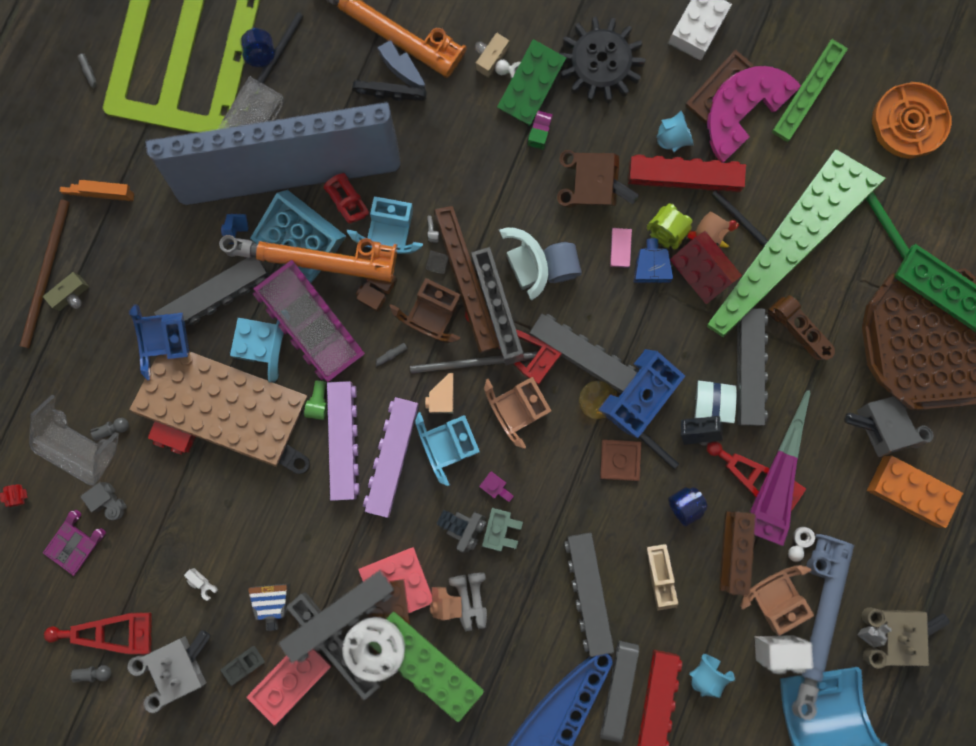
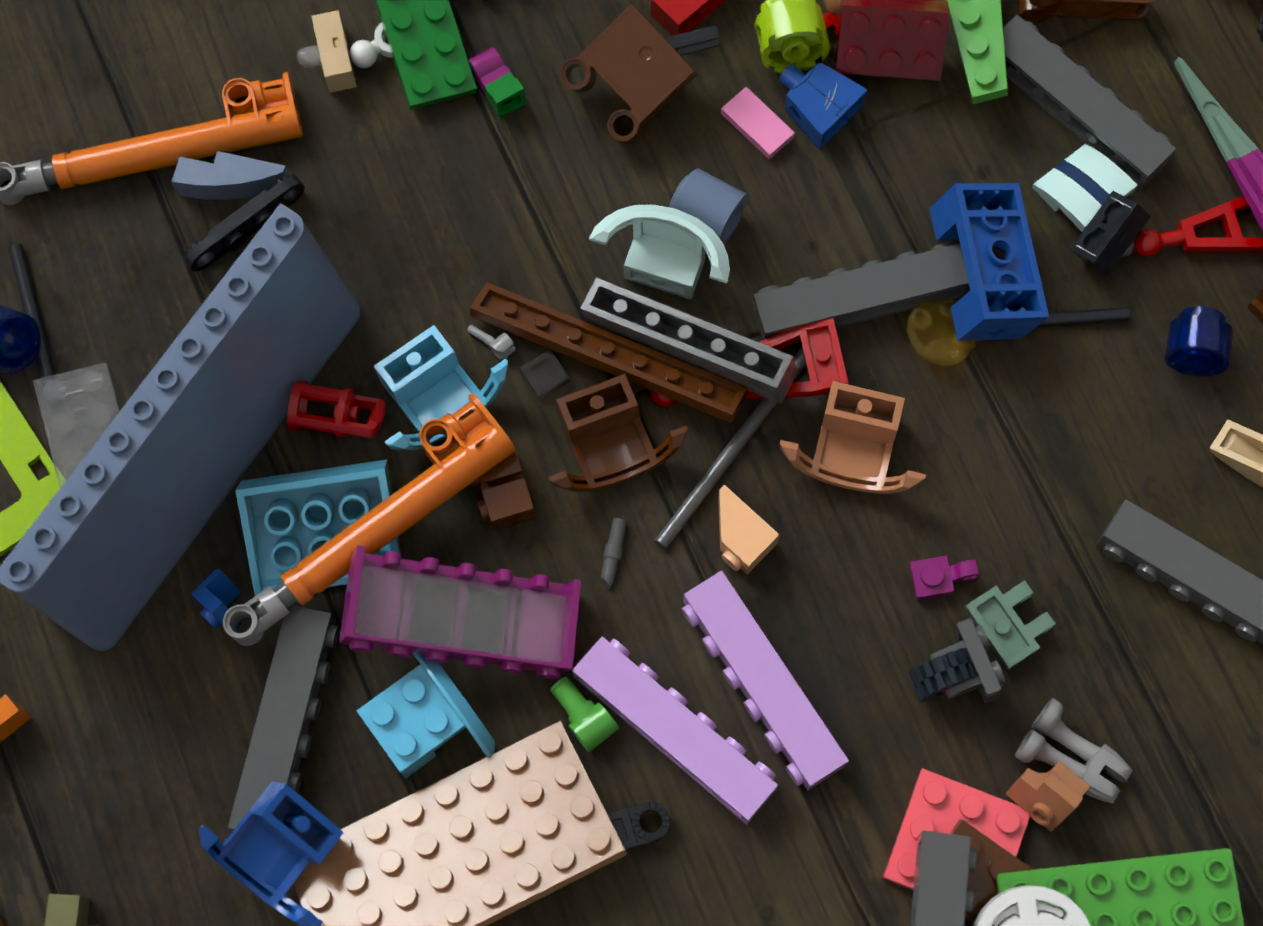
camera: 45 degrees left, 10 degrees down
(447, 444) = (818, 584): medium azure piece -> none
(620, 460) = (1052, 378): copper tile -> none

